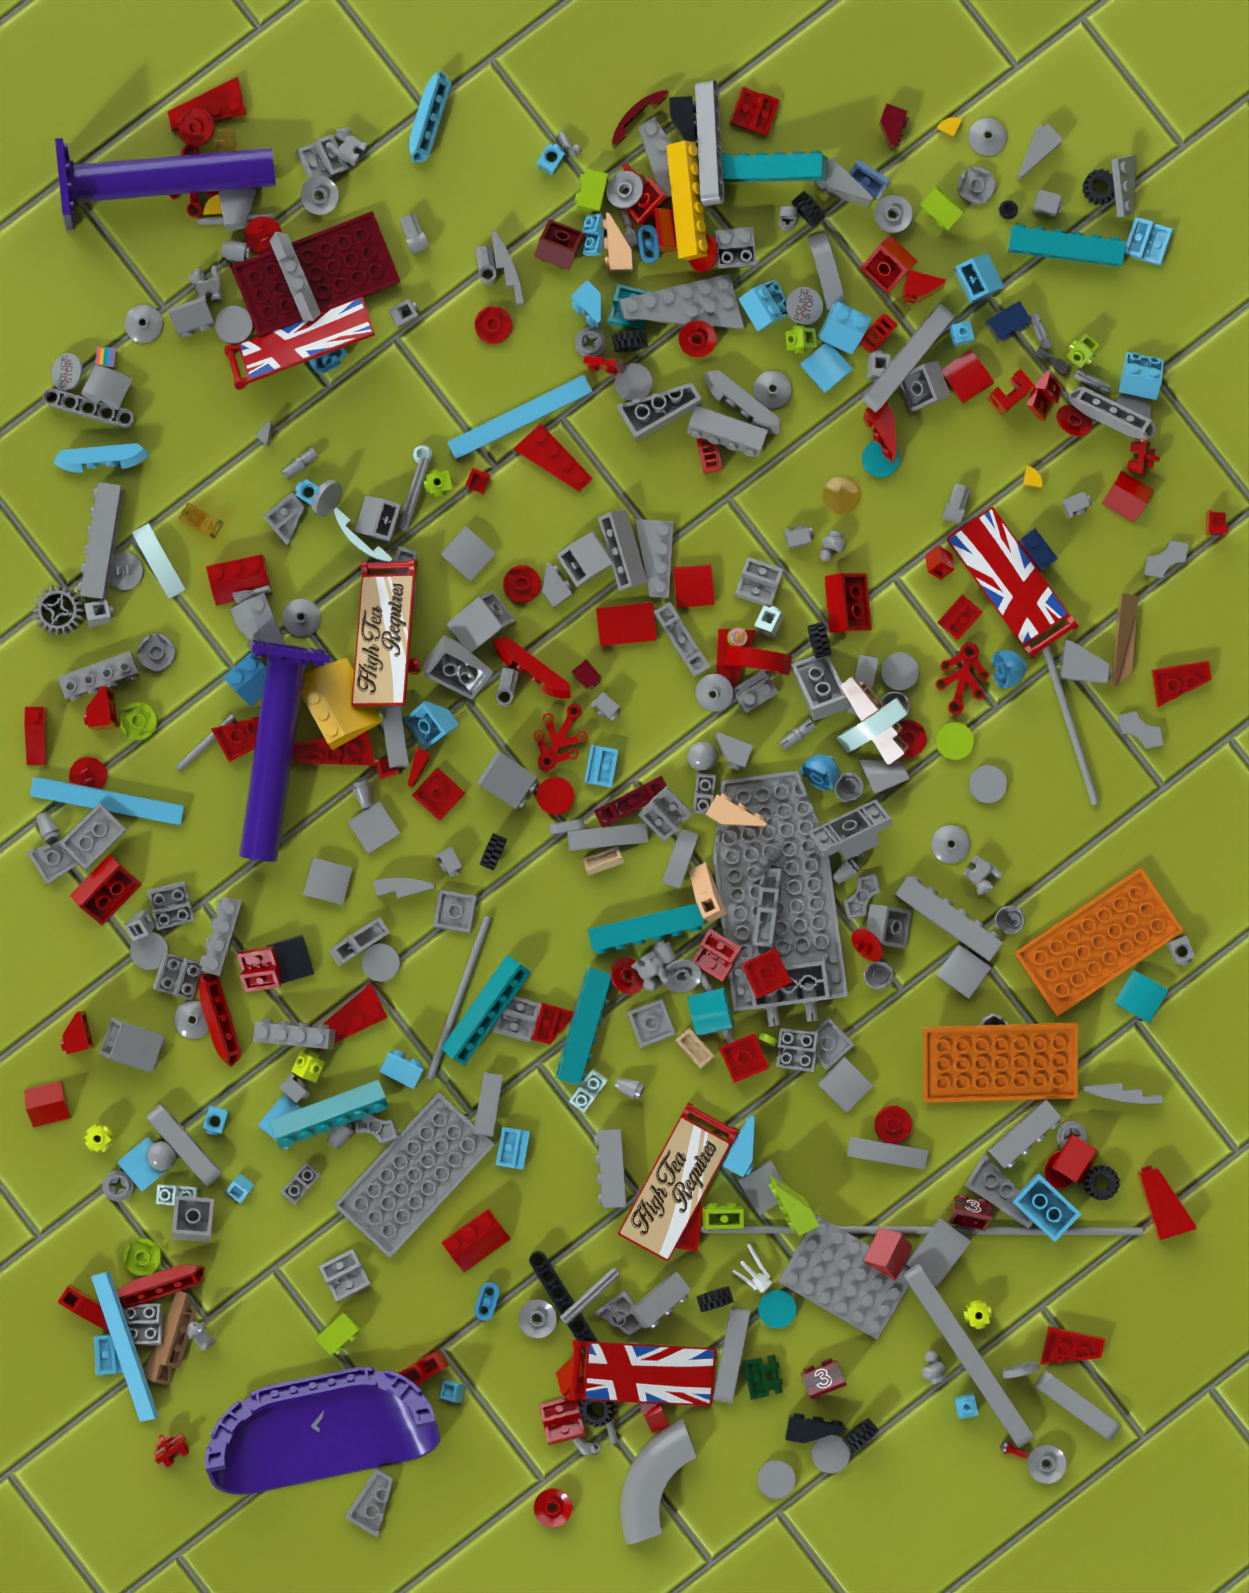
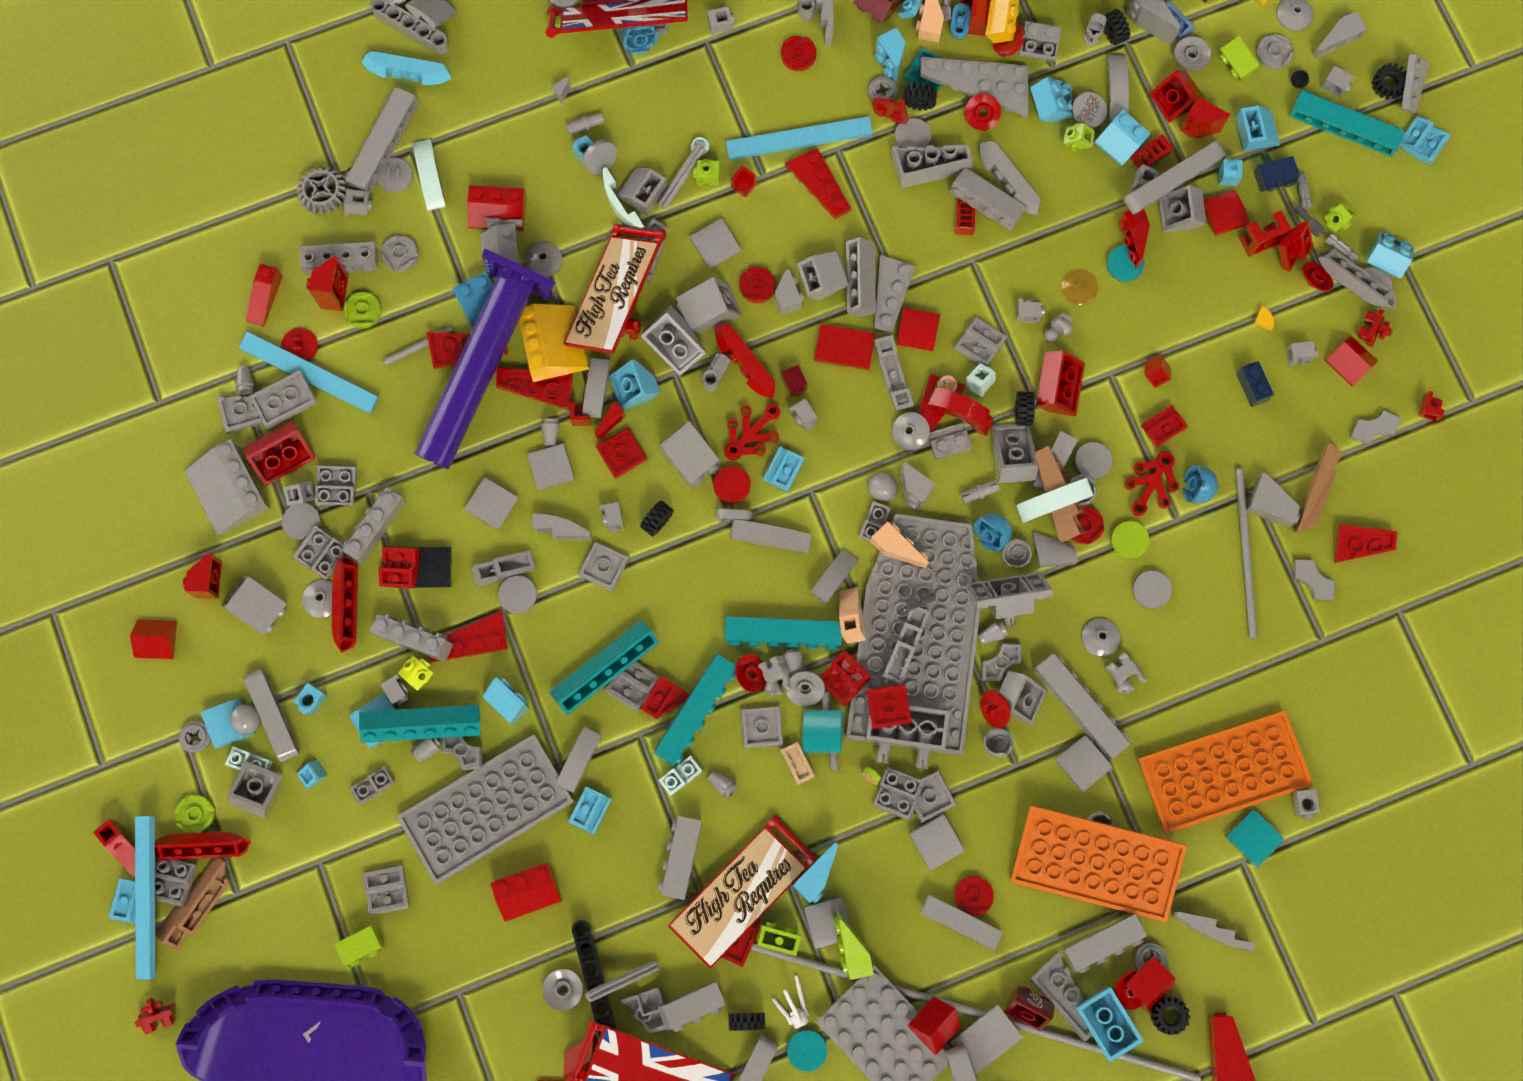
camera: 20 degrees right, 10 degrees down
(65, 939) = (226, 487): none -> light grey slope
(106, 1137) = (197, 686): neon yellow brick -> none
(200, 1335) = (223, 907): light grey animal -> none
(201, 520) = (477, 148): clear yellow slope -> none
(285, 516) = (557, 165): light grey wing -> none
(425, 1367) = (435, 1007): red slope -> none
(452, 1391) = (456, 1040): medium azure slope -> none
(459, 996) = (583, 648): light grey piece -> none
(487, 1300) = (517, 956): dark azure plate -> none
(603, 860) = (759, 557): tan plate -> none
(629, 802) = (804, 510): dark red slope -> none
(665, 813) = (832, 529): light grey slope -> none
(744, 1057) = (843, 785): red panel -> none
(772, 399) = (1039, 184): light grey dish -> none
(826, 367) = (1095, 169): medium azure slope -> none
(955, 508) = (1185, 324): light grey piece -> none
(1010, 580) = (1221, 406): flag -> none
(1010, 919) = (1142, 724): light grey hair -> none

